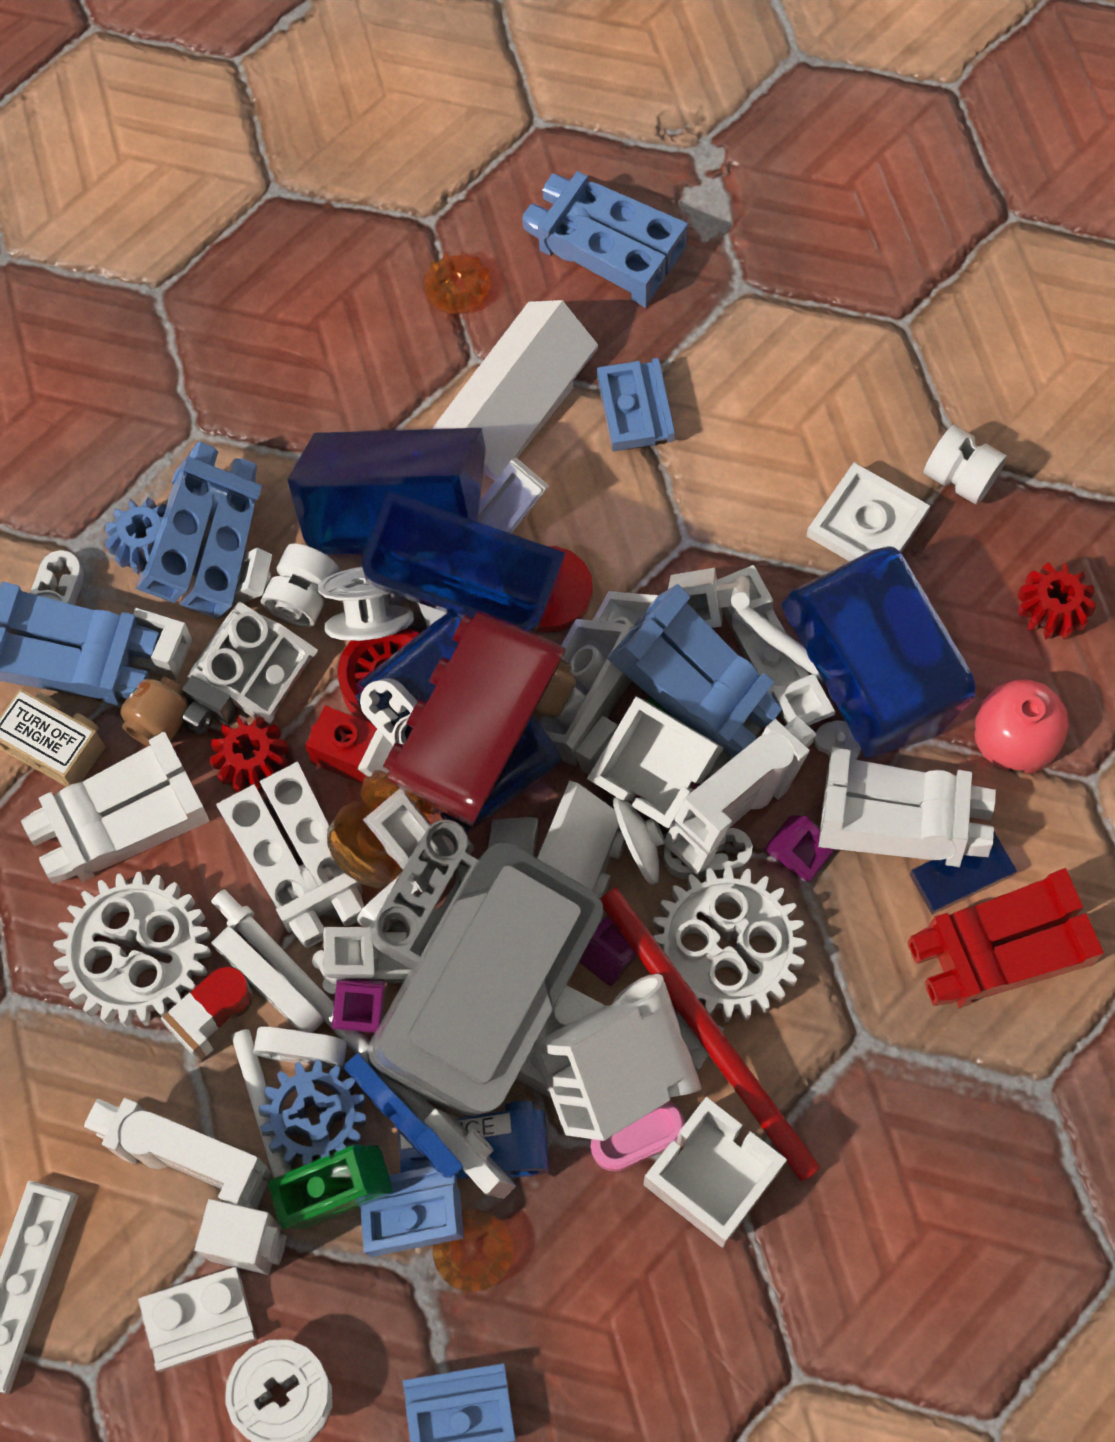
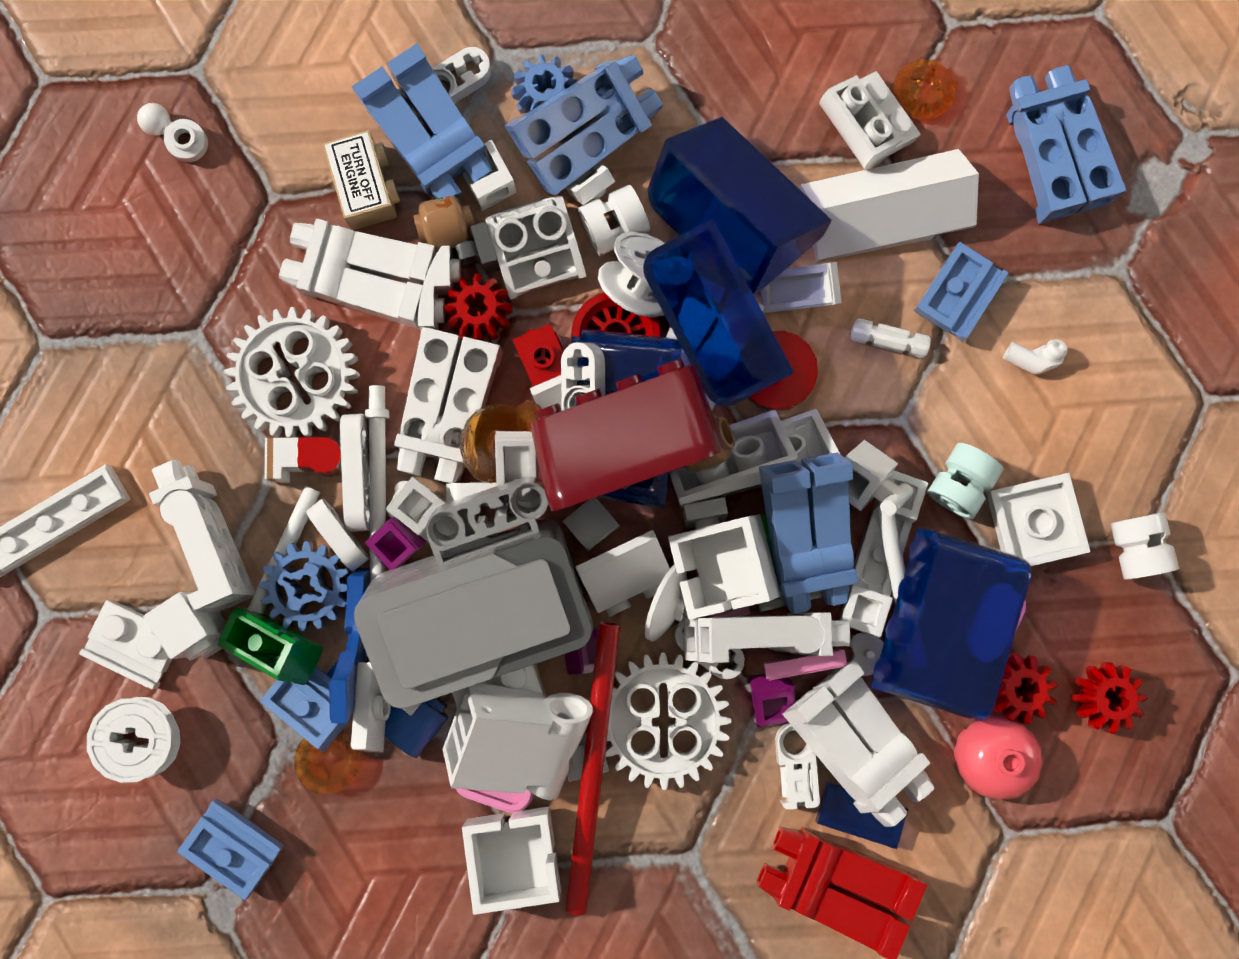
camera: 40 degrees right, 15 degrees up
(194, 755) = (439, 279): none -> white slope
(434, 339) = (869, 118): none -> white brick
(614, 486) = (890, 338): none -> white axle
(746, 402) = (1038, 360): none -> white arm
(780, 537) = (974, 469): none -> light aqua wheel
(797, 789) = (803, 664): none -> bright pink tile
(878, 885) = (797, 774): none -> white piece
(1001, 651) = (1029, 701): none -> red gear

